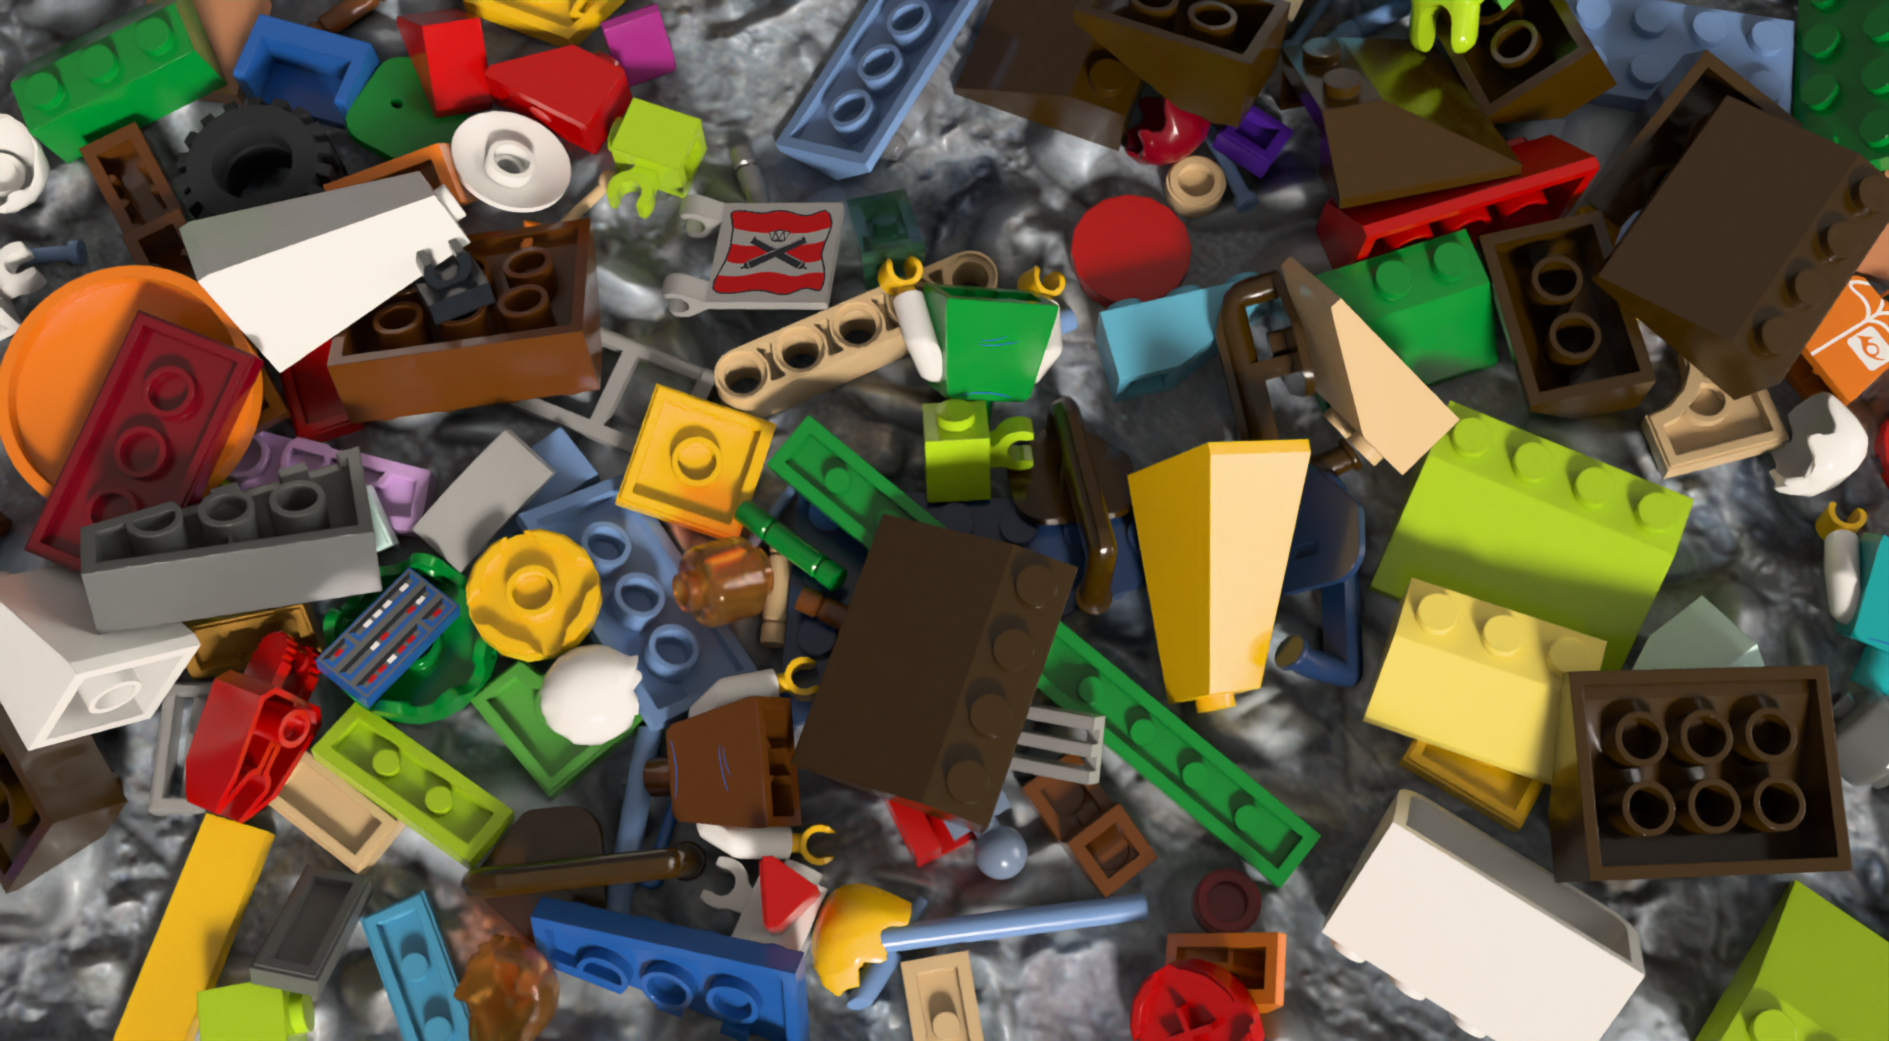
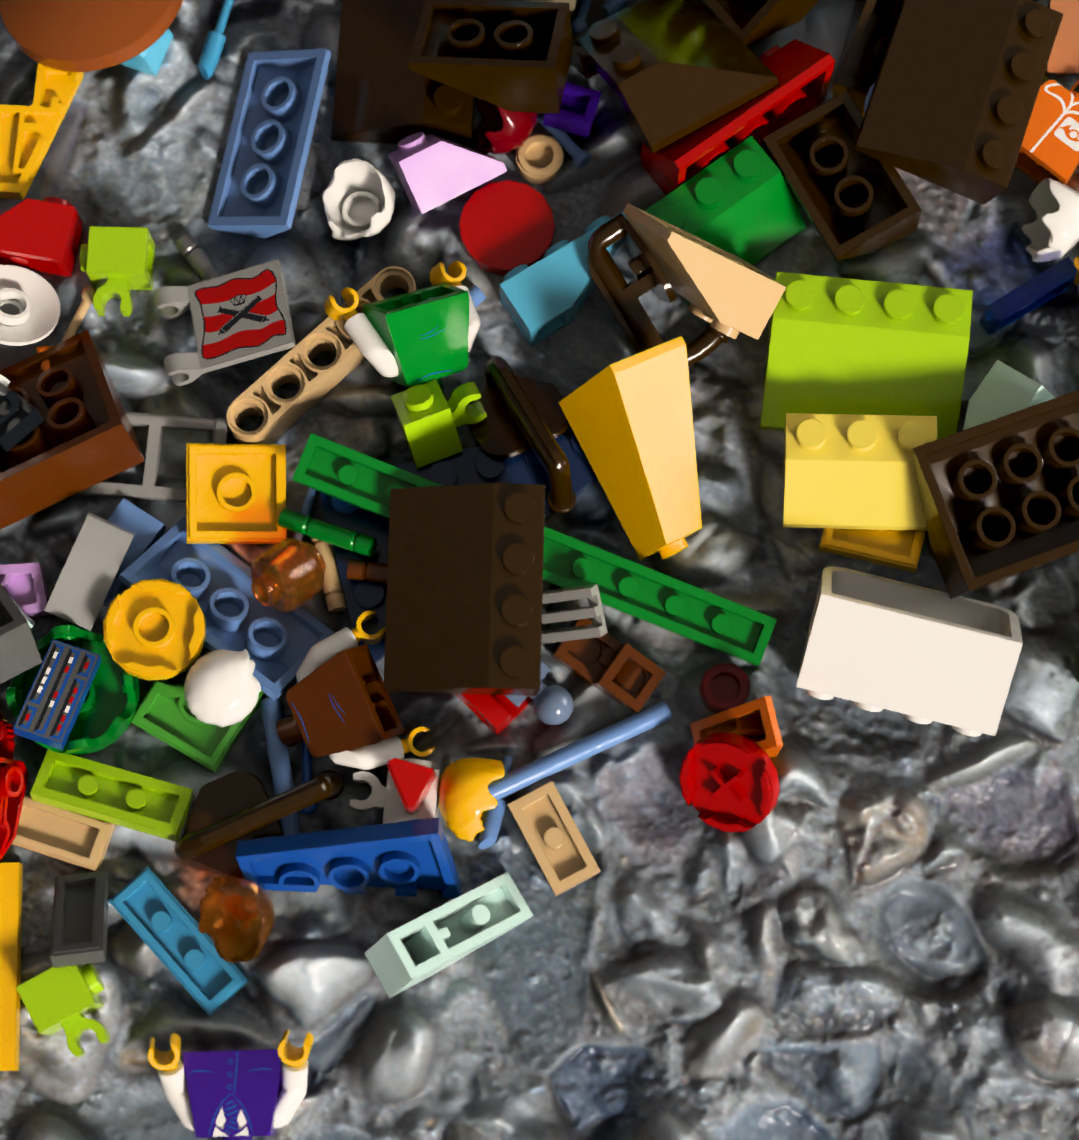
camera: 15 degrees left, 5 degrees up
(639, 44) = (75, 179): magenta slope -> none
(883, 230) = (317, 272): clear green slope -> none
(961, 165) = (358, 200): none -> white hair
(1070, 158) = (440, 169): none -> slope
(1327, 555) = (722, 415): dark blue piece -> none
(1710, 428) = (974, 230): tan tile -> none
(1759, 531) = (1028, 296): none -> clear blue tile

